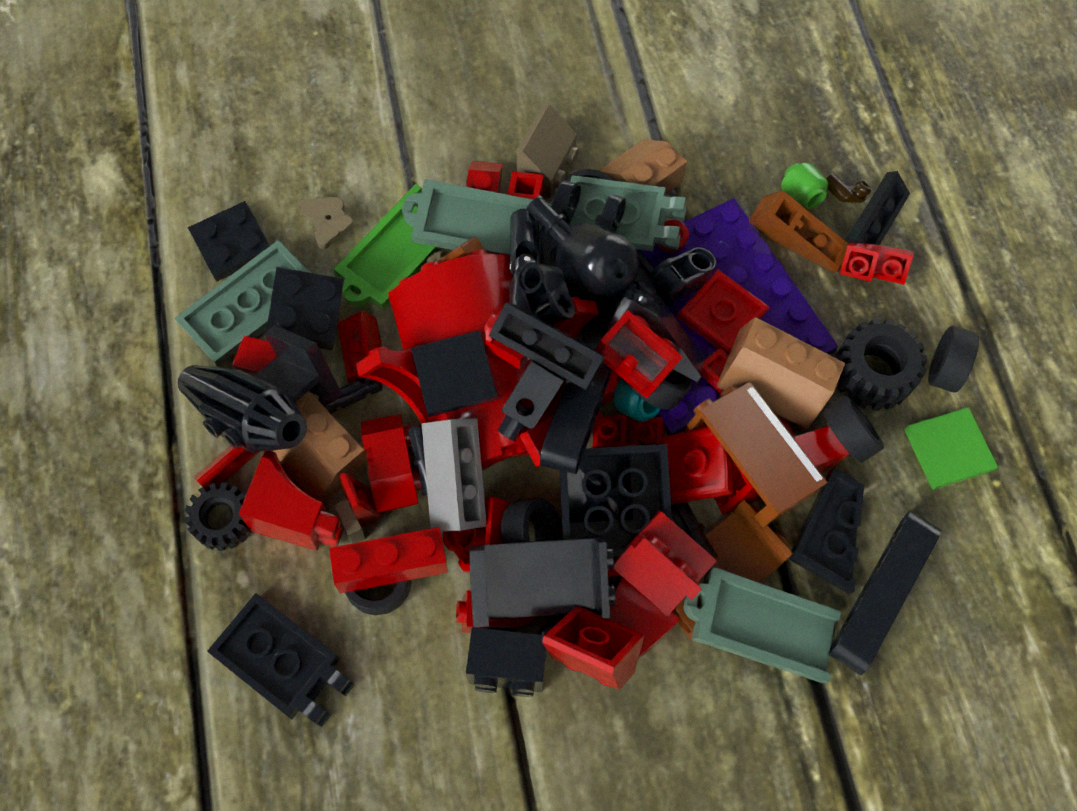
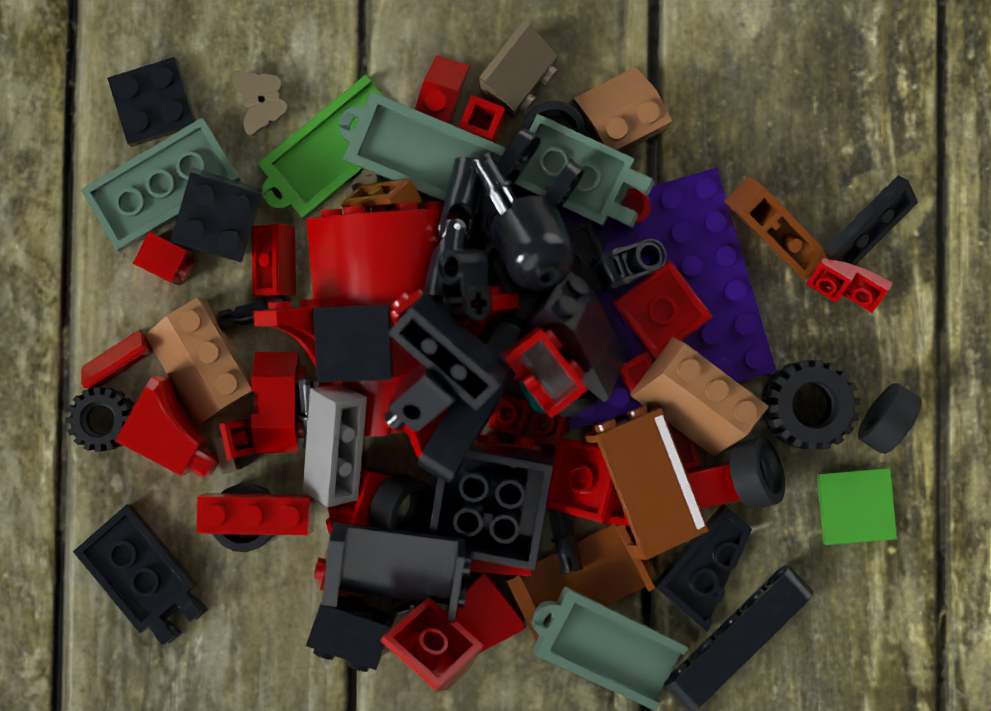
camera: 15 degrees right, 20 degrees up
(261, 408) = (151, 323): black piece -> none
(664, 563) = (522, 580): red bracket -> none
(805, 185) = (799, 171): bright green head -> none
(846, 193) = (847, 186): dark brown arm -> none

